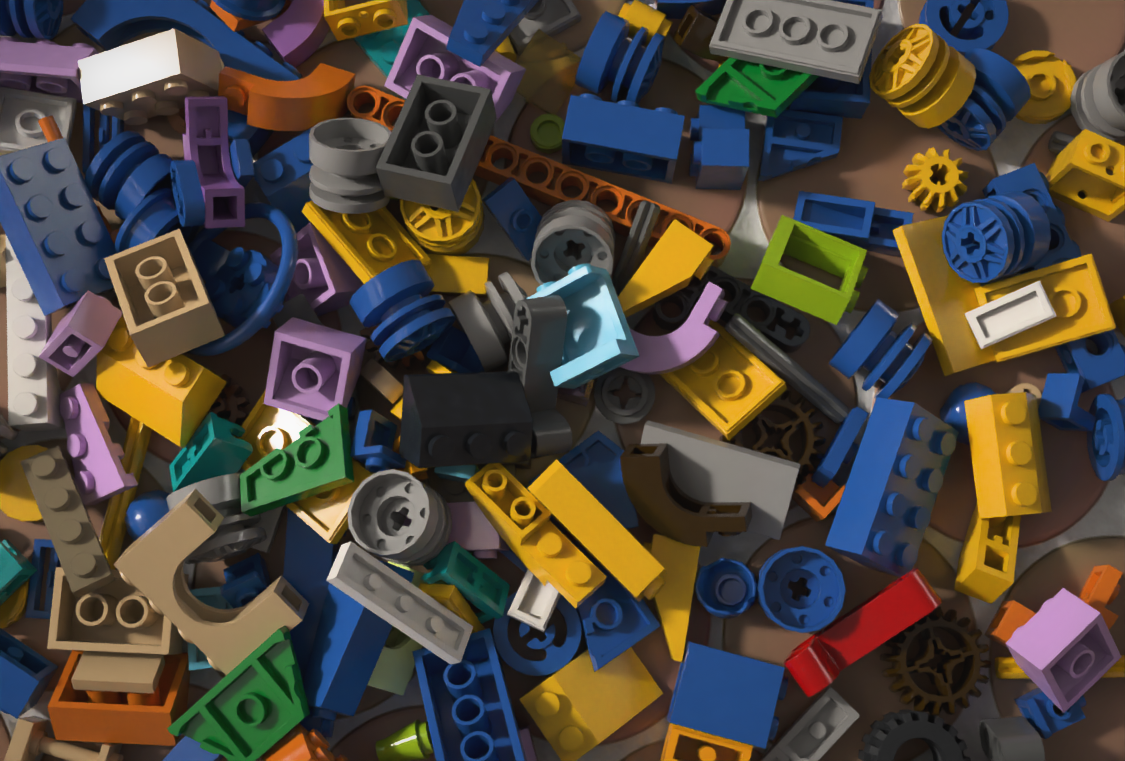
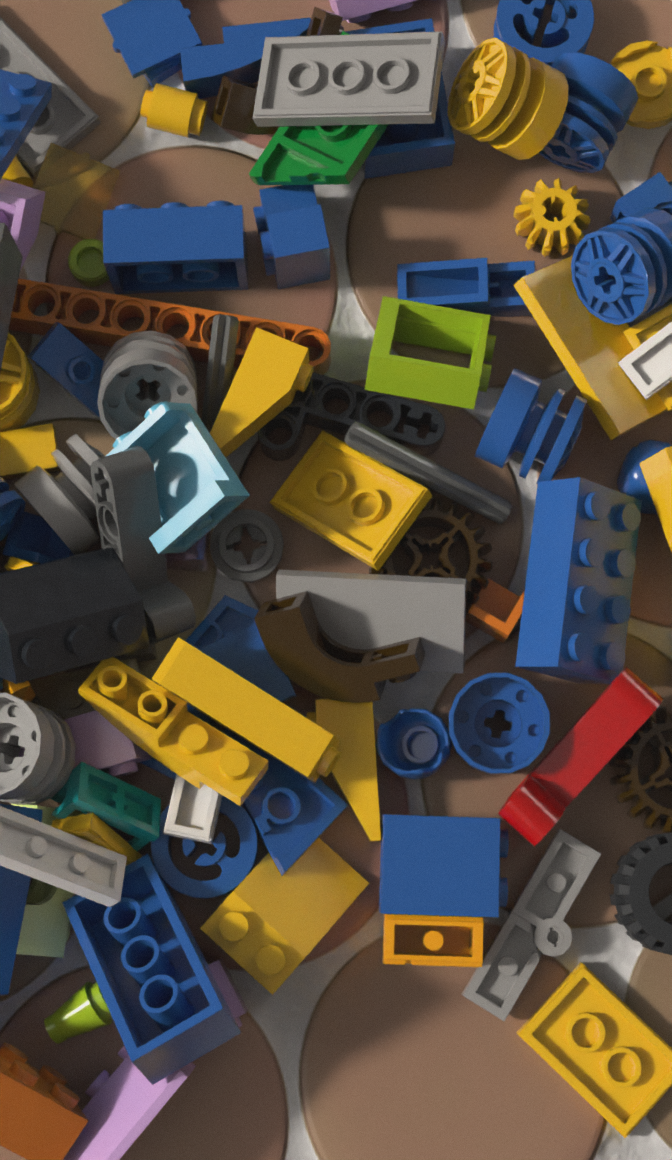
camera: 15 degrees left, 0 degrees up
(456, 473) = (65, 681): medium azure tile -> none
(620, 60) = (144, 157): blue wheel -> none
(683, 345) = (301, 472): lavender arch -> none
(798, 141) = (384, 207): blue wing -> none
(841, 447) = (511, 550): blue plate -> none

